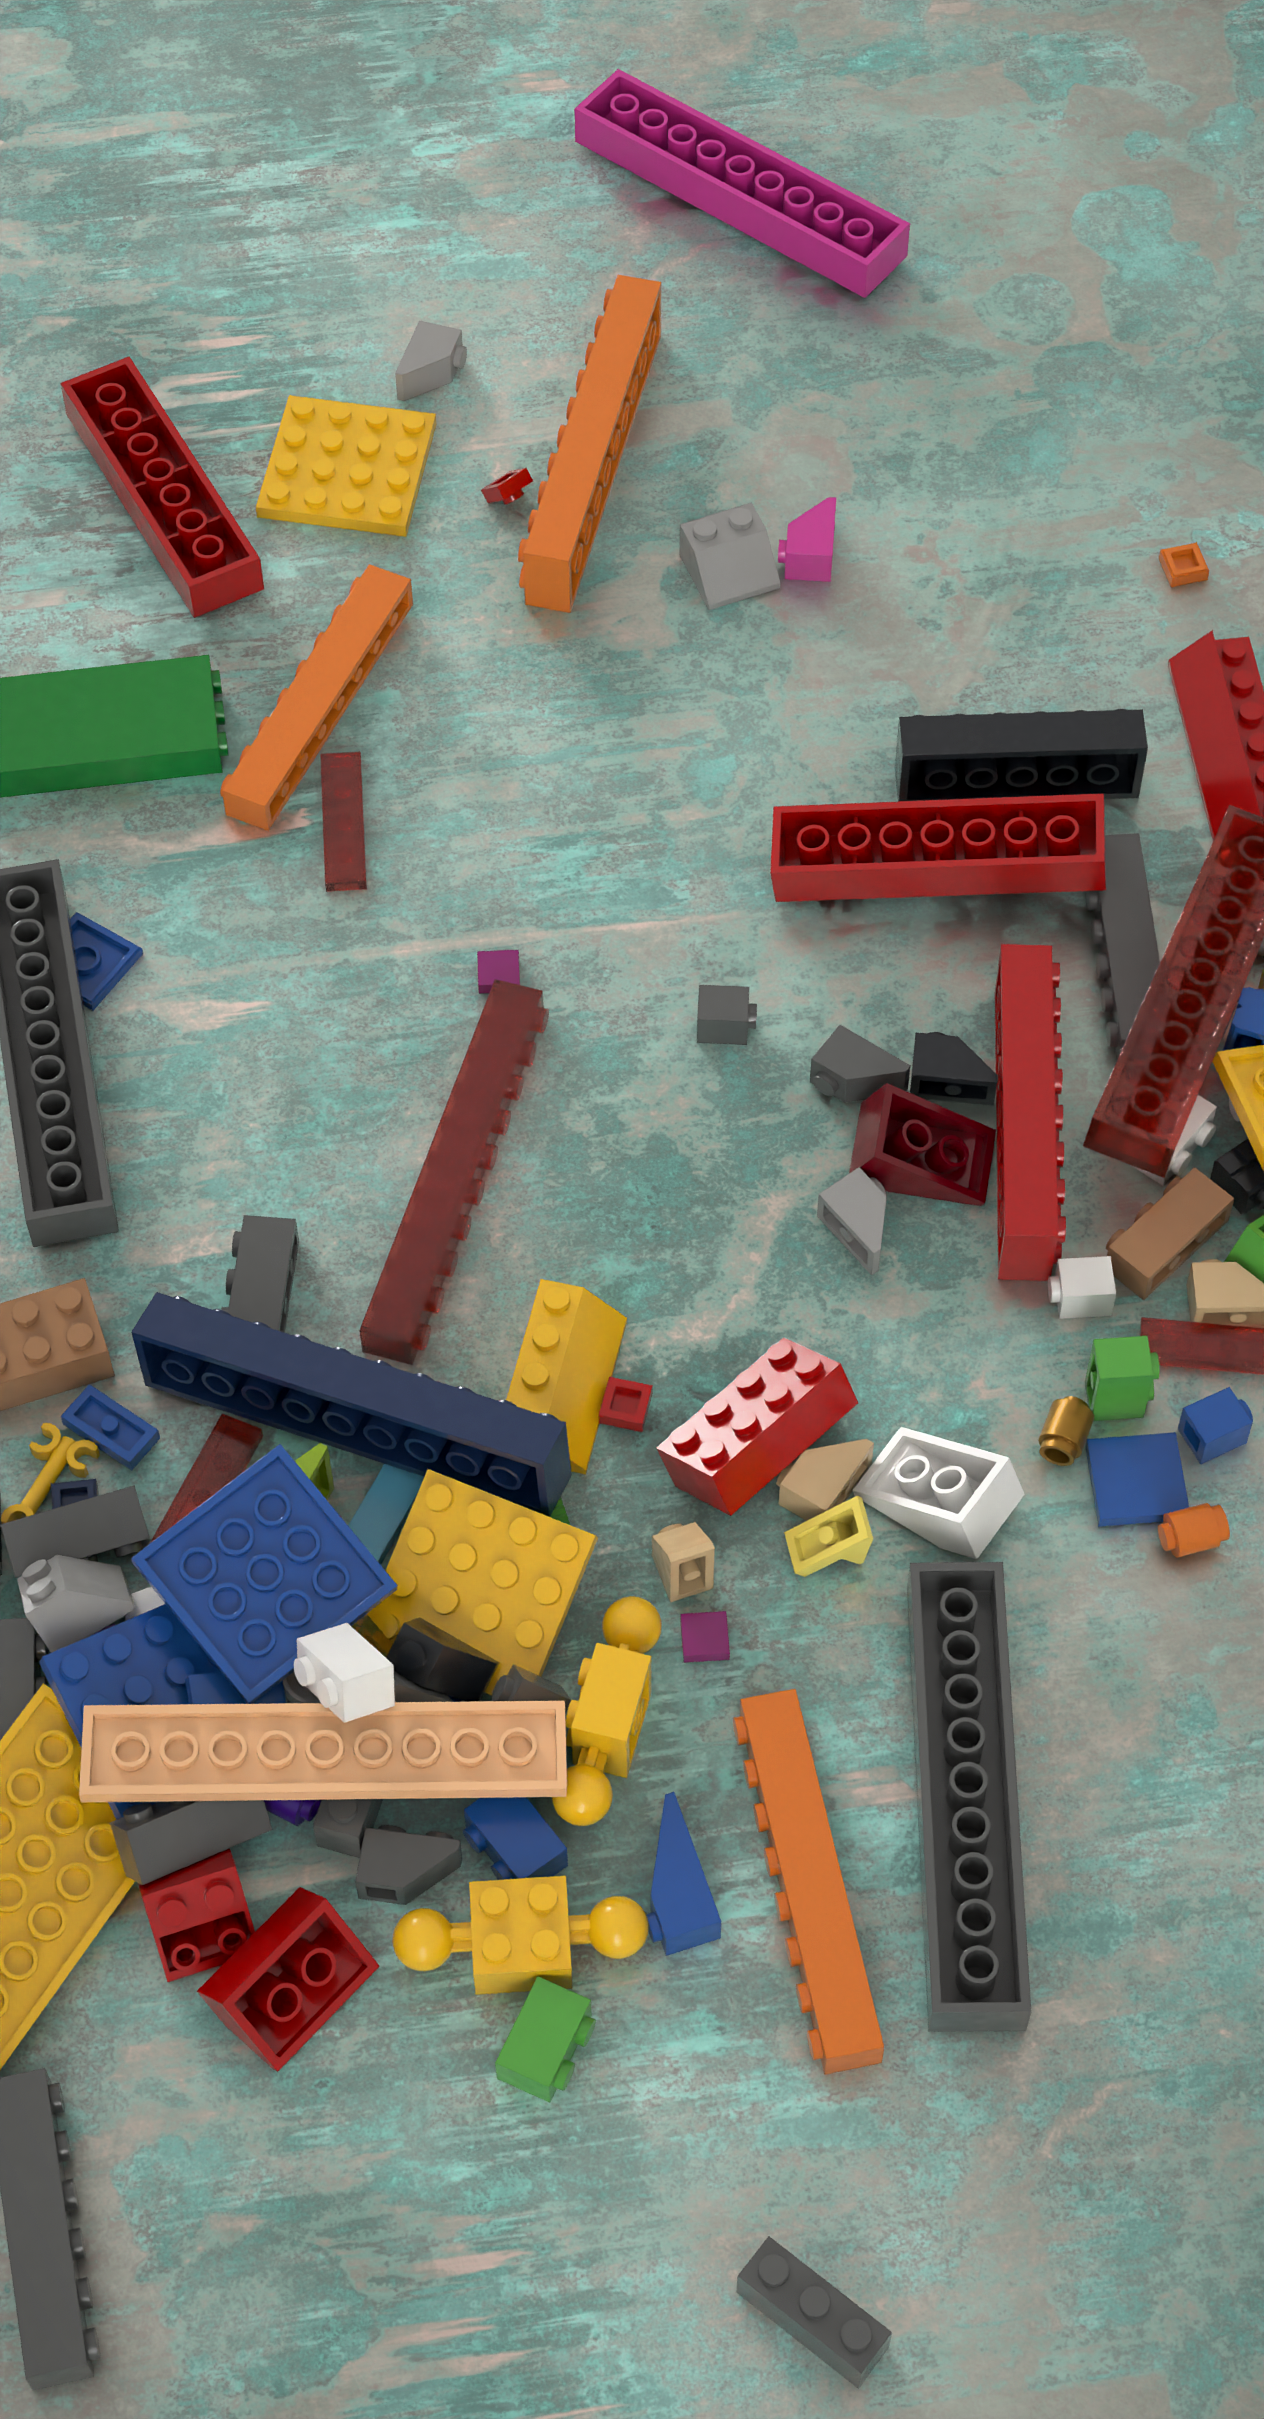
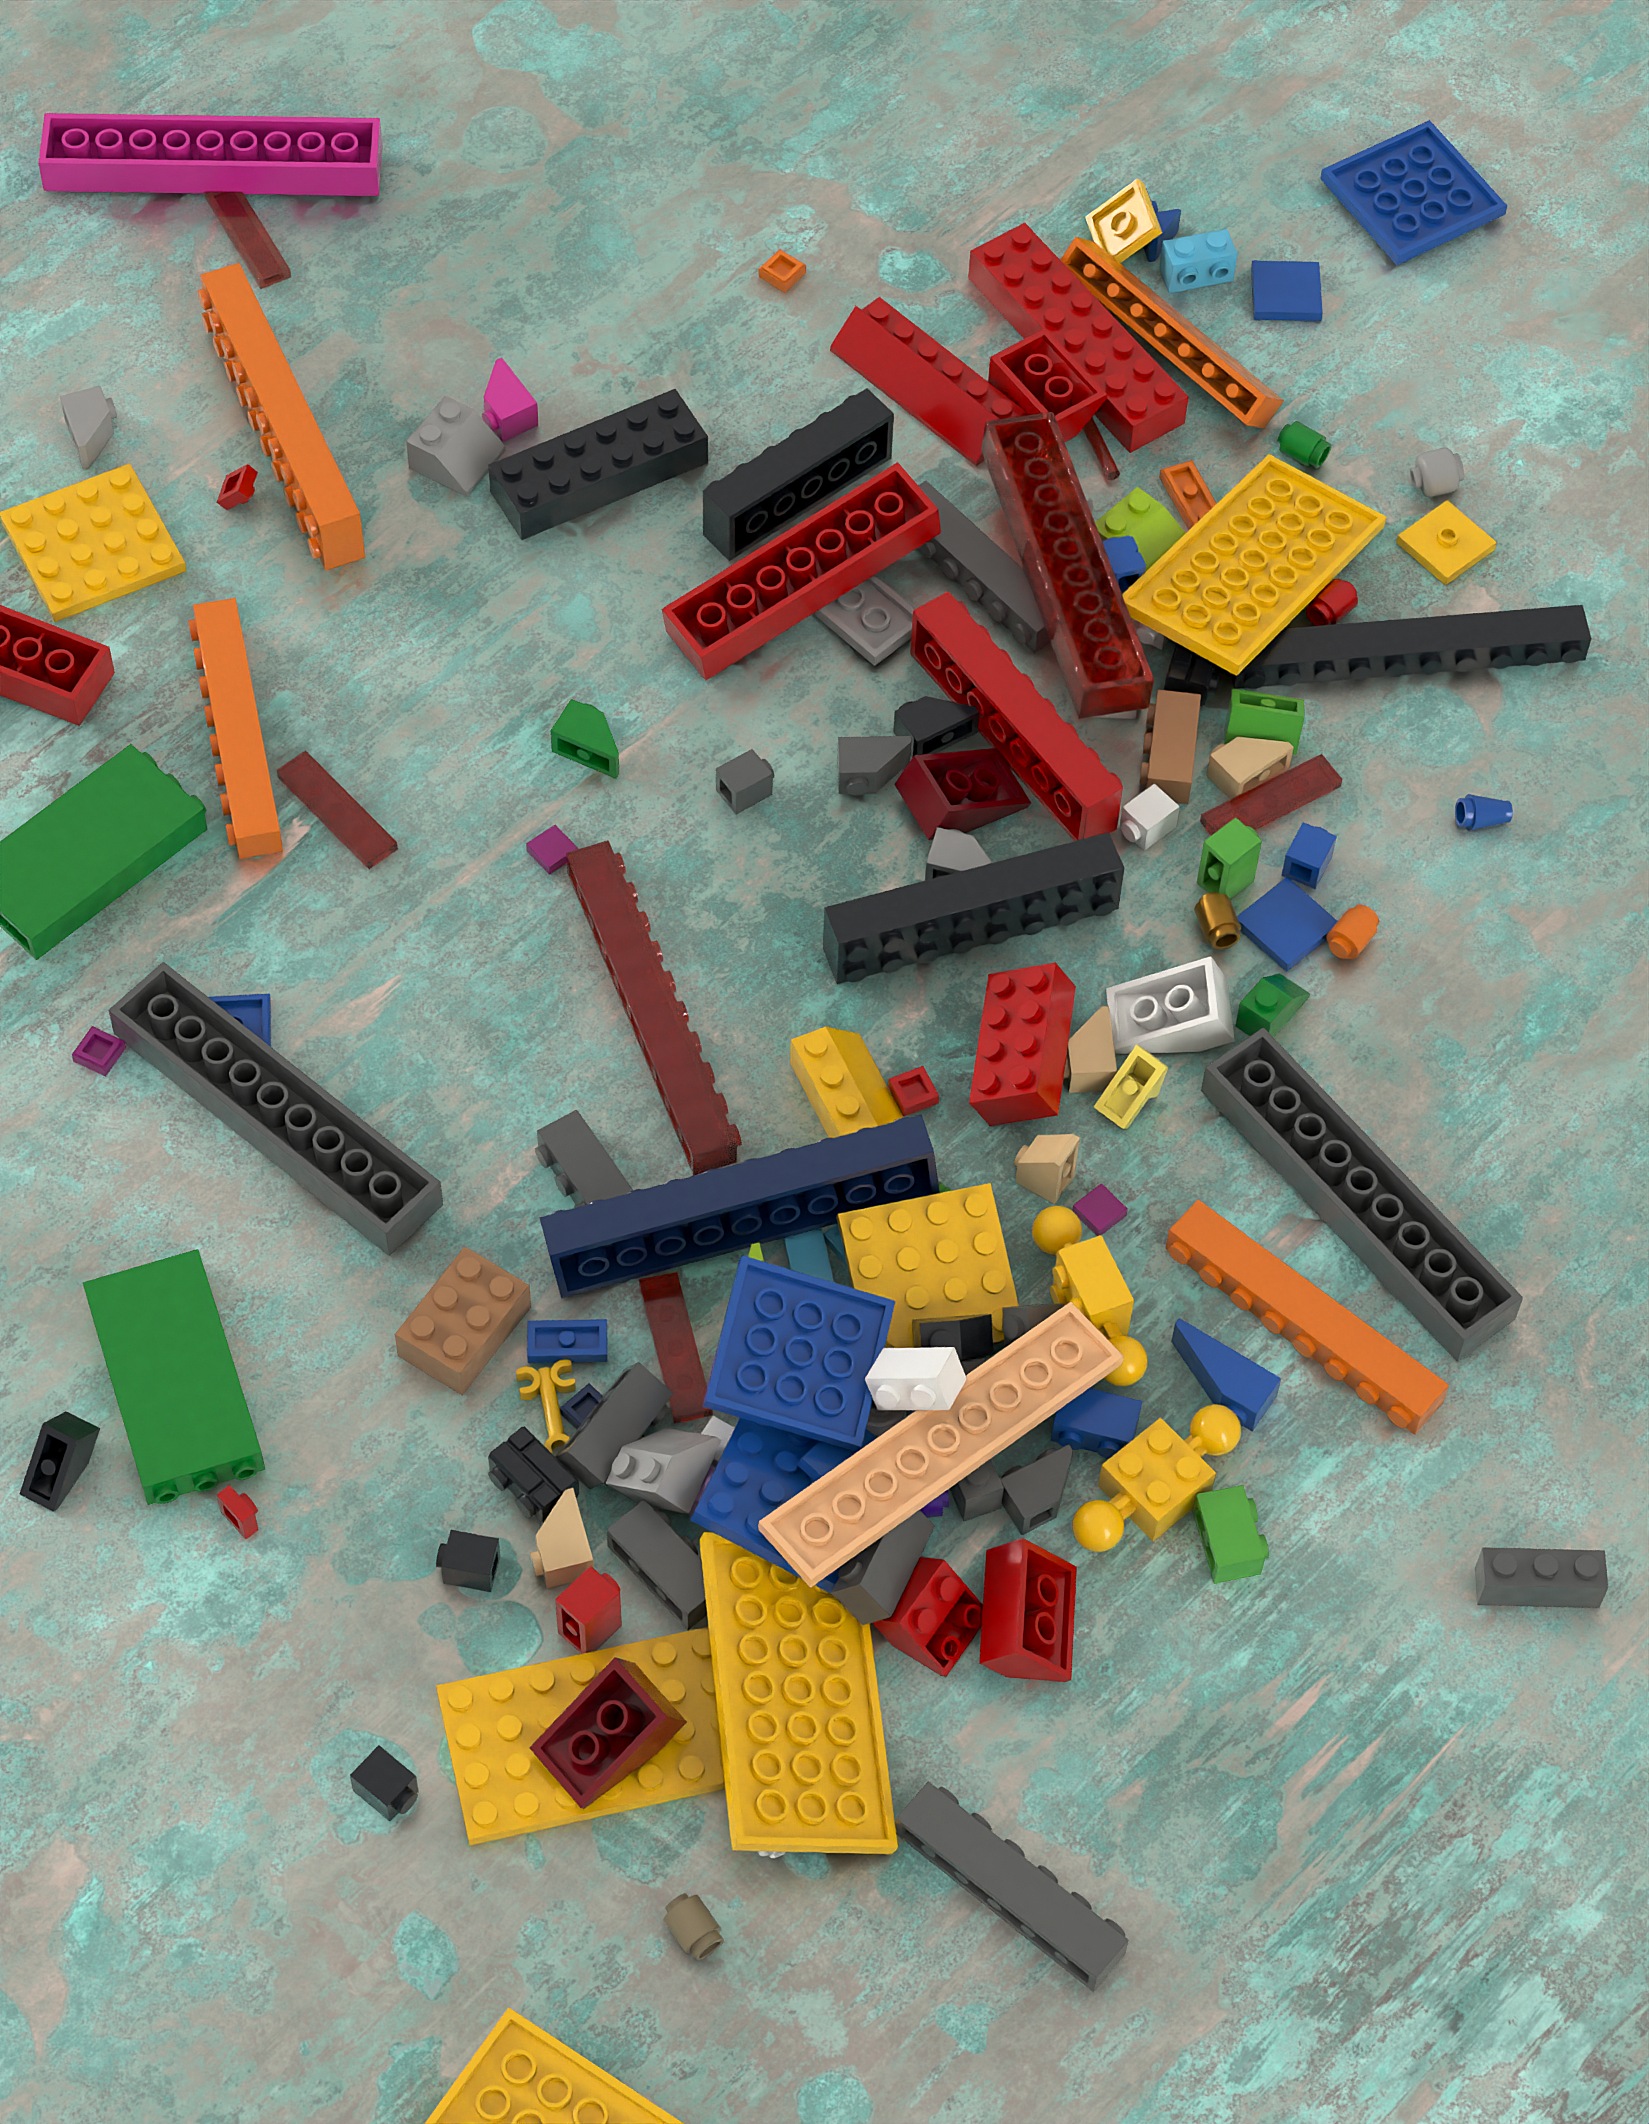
camera: 40 degrees left, 0 degrees up
(614, 886) = (585, 738): none -> green slope
(717, 274) = (249, 237): none -> clear red tile
(825, 1265) = (972, 908): none -> black brick
(845, 644) = (598, 464): none -> black brick
(973, 932) = (870, 619): none -> light grey plate
(1046, 1548) = (1270, 1005): none -> green slope

